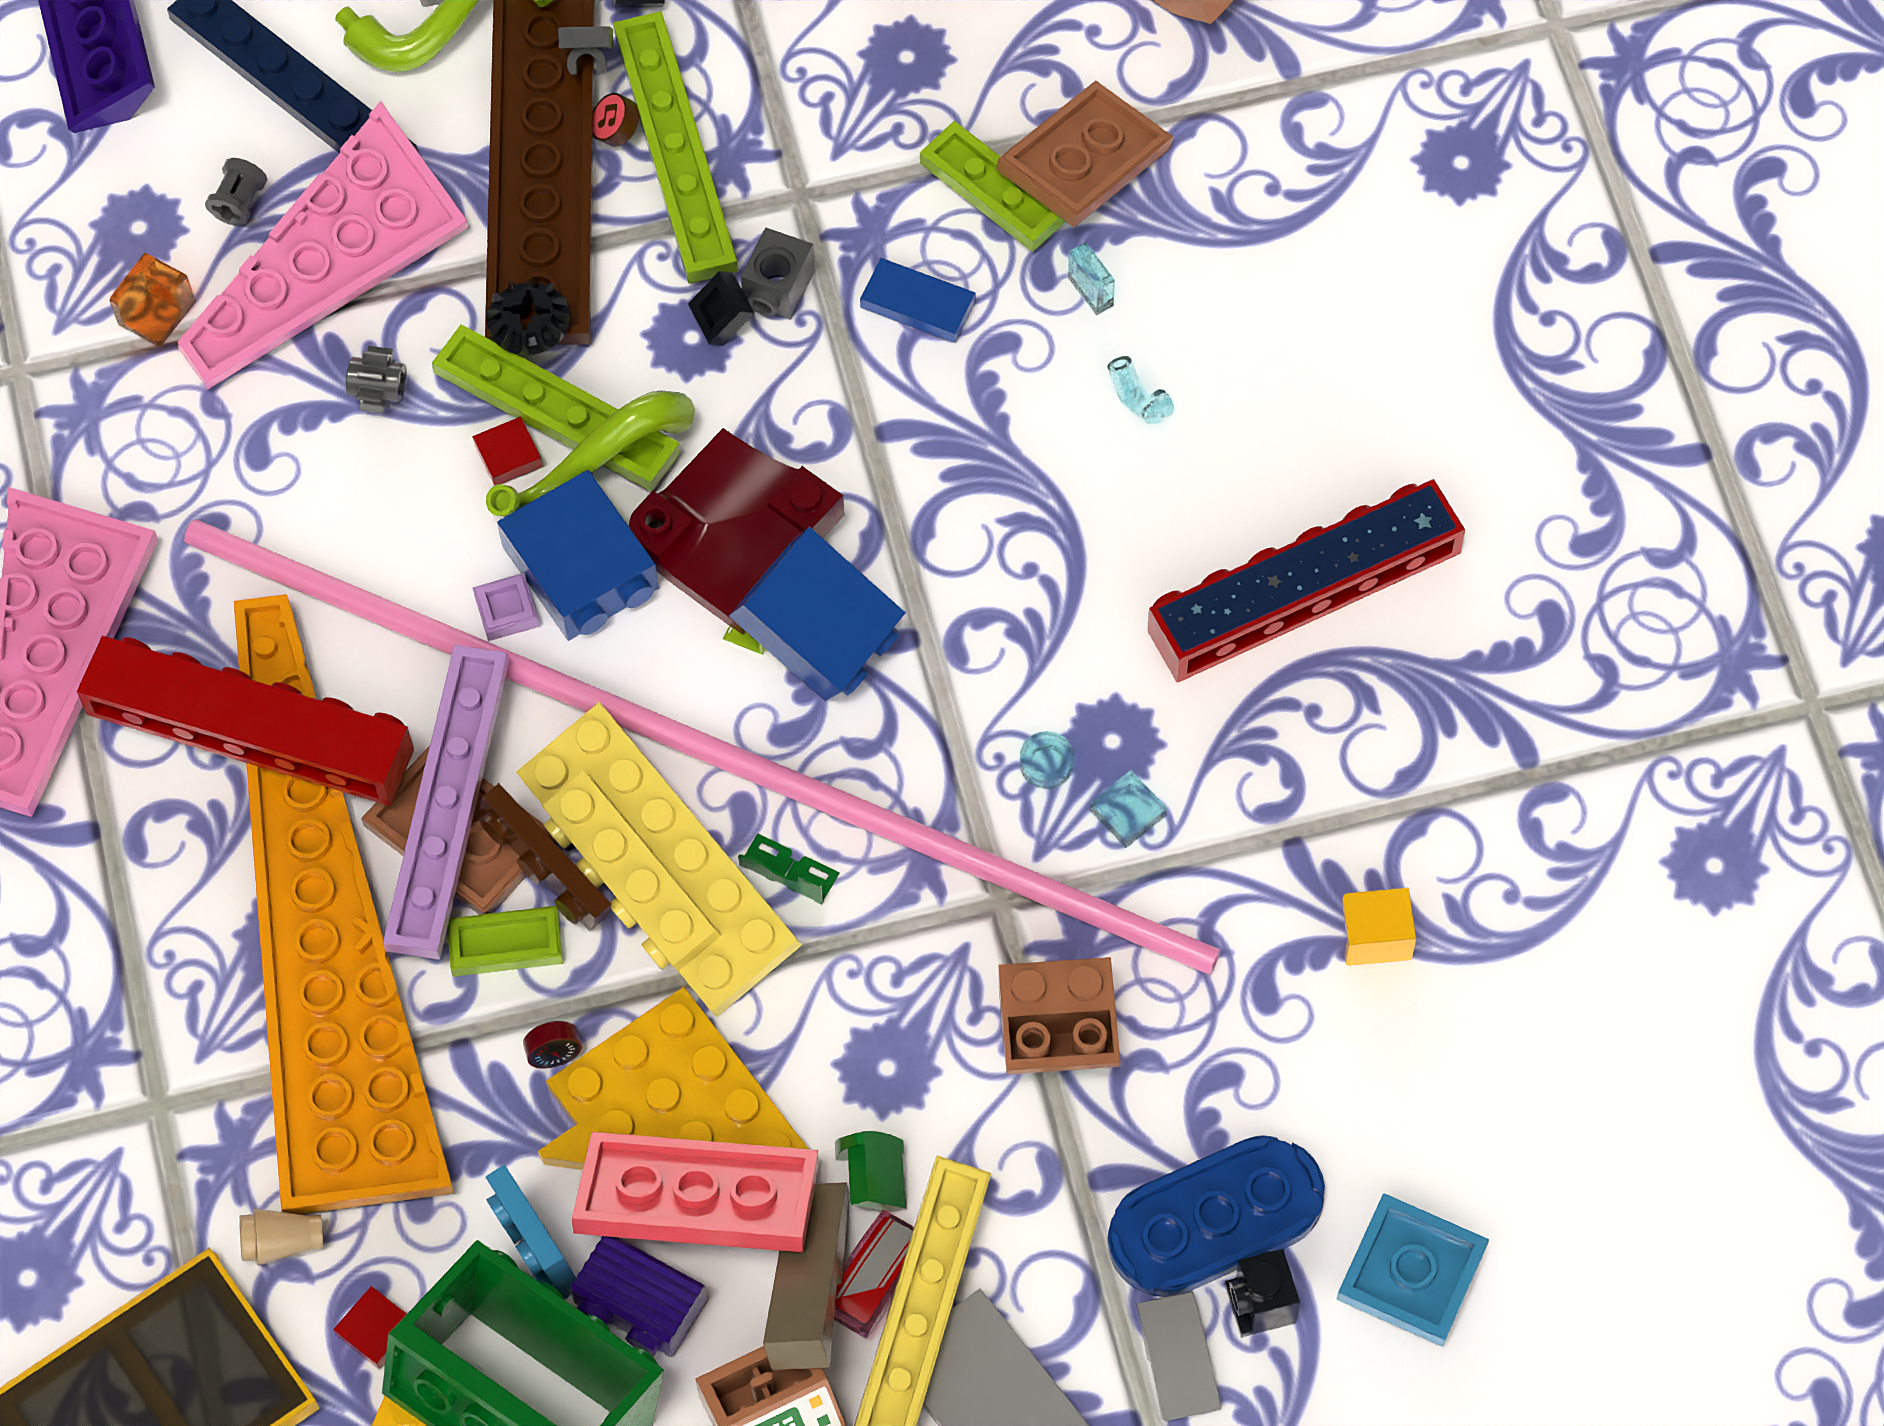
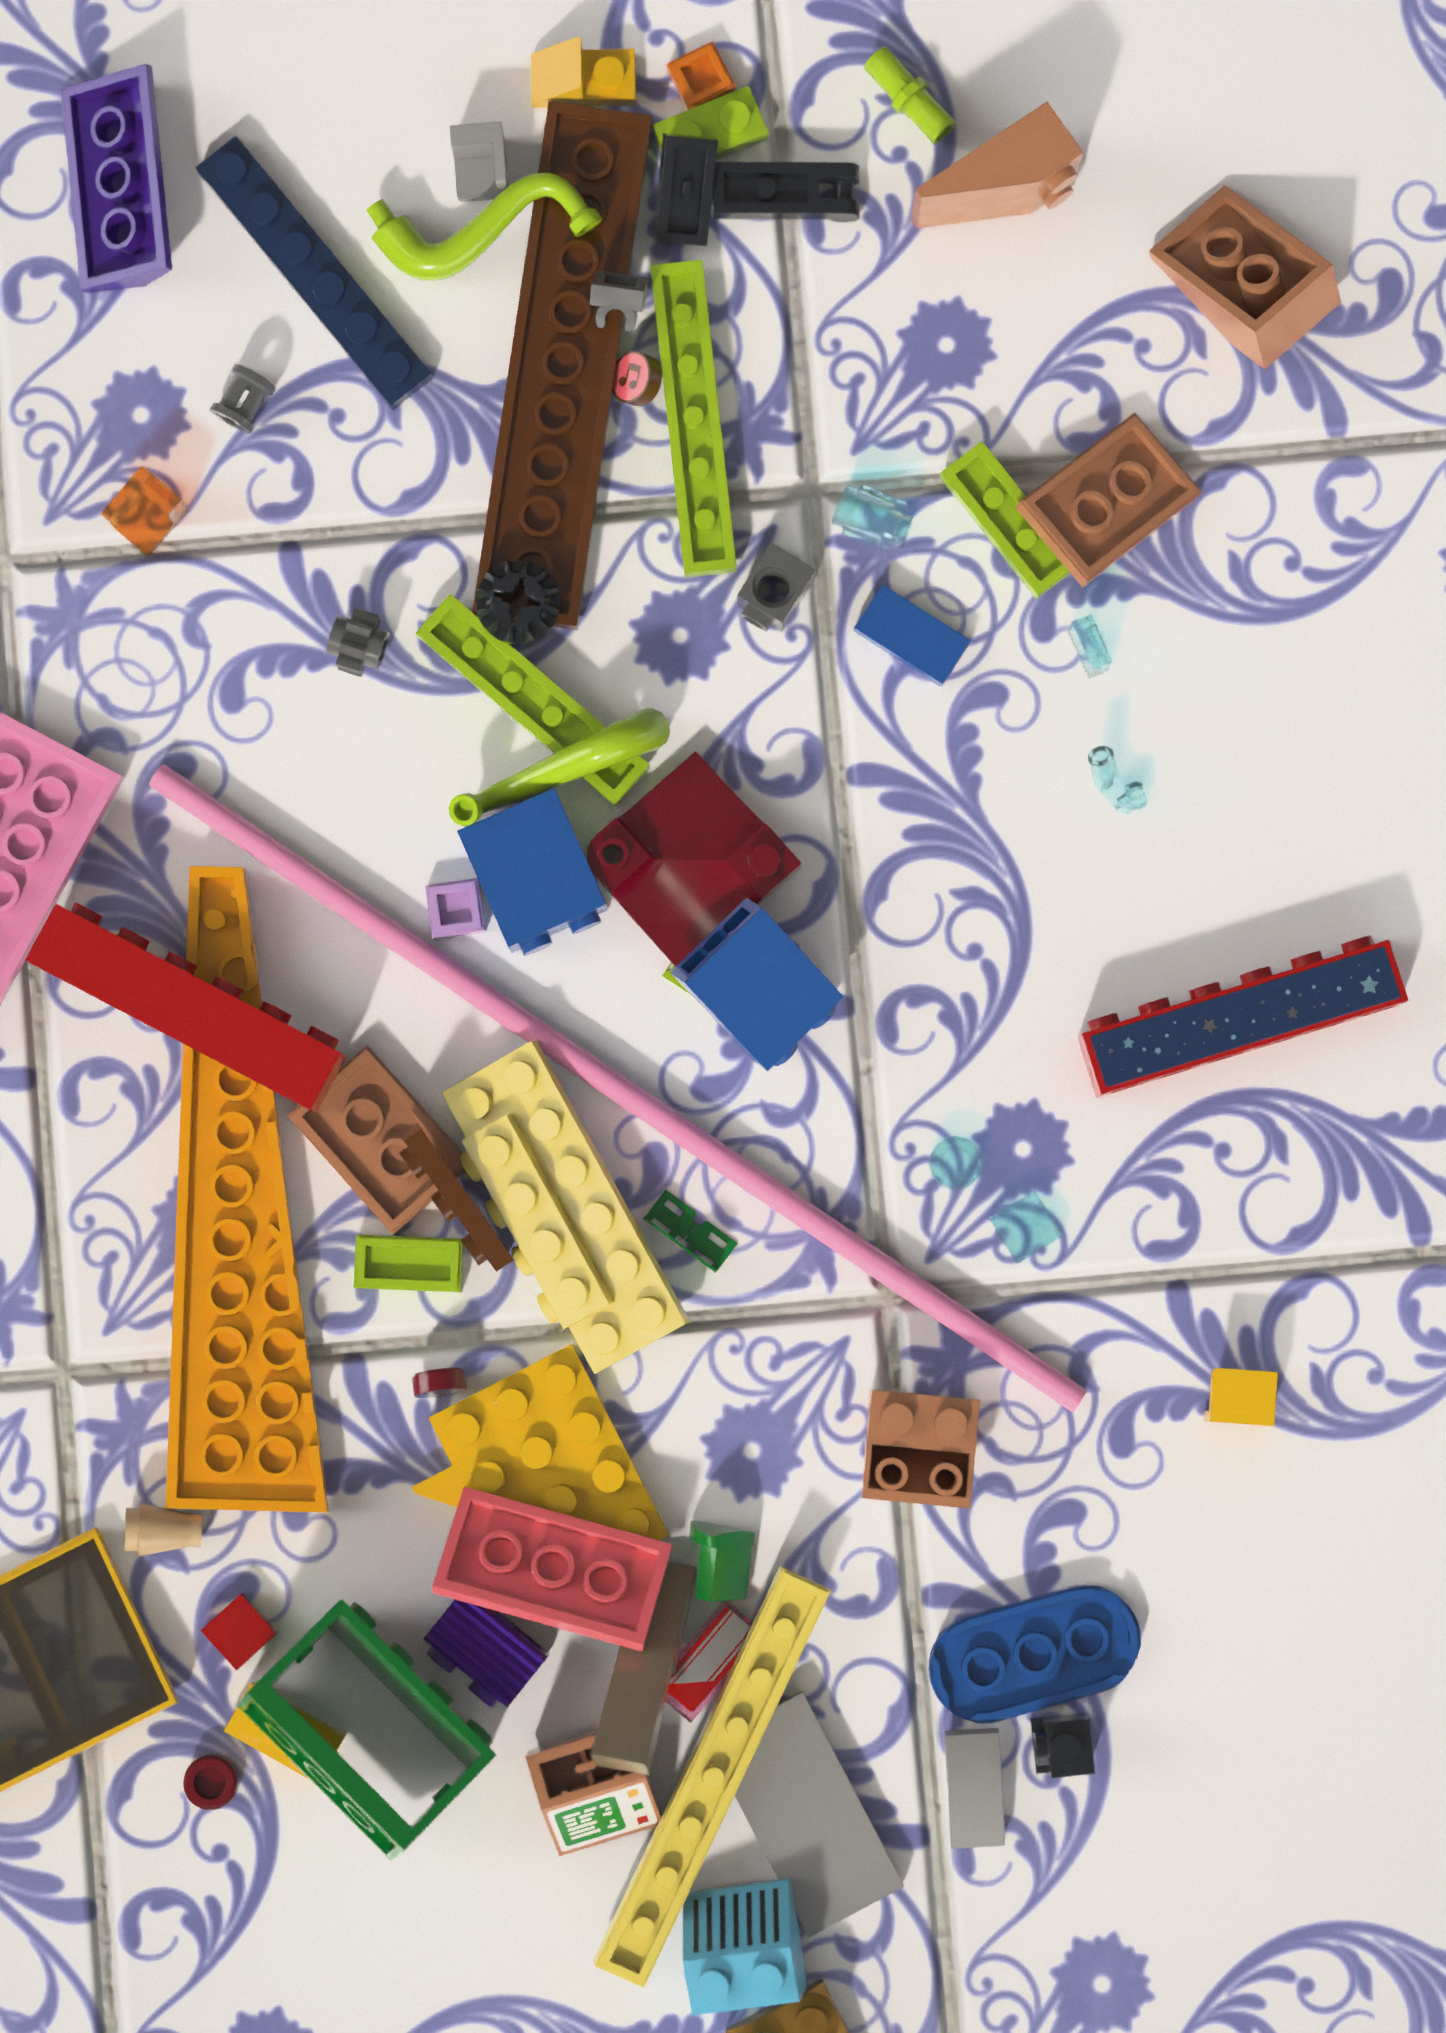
camera: 10 degrees right, 20 degrees up
(339, 239) = (345, 471): bright pink wing -> none
(446, 802) = (370, 1120): lavender plate -> none
(507, 451) = (478, 738): red tile -> none
(523, 1223) = (403, 1600): dark azure plate -> none
(721, 308) = (713, 617): black plate -> none
(861, 201) = (873, 517): none -> clear light blue brick
(1412, 1269) = (1206, 1742): dark azure plate -> none

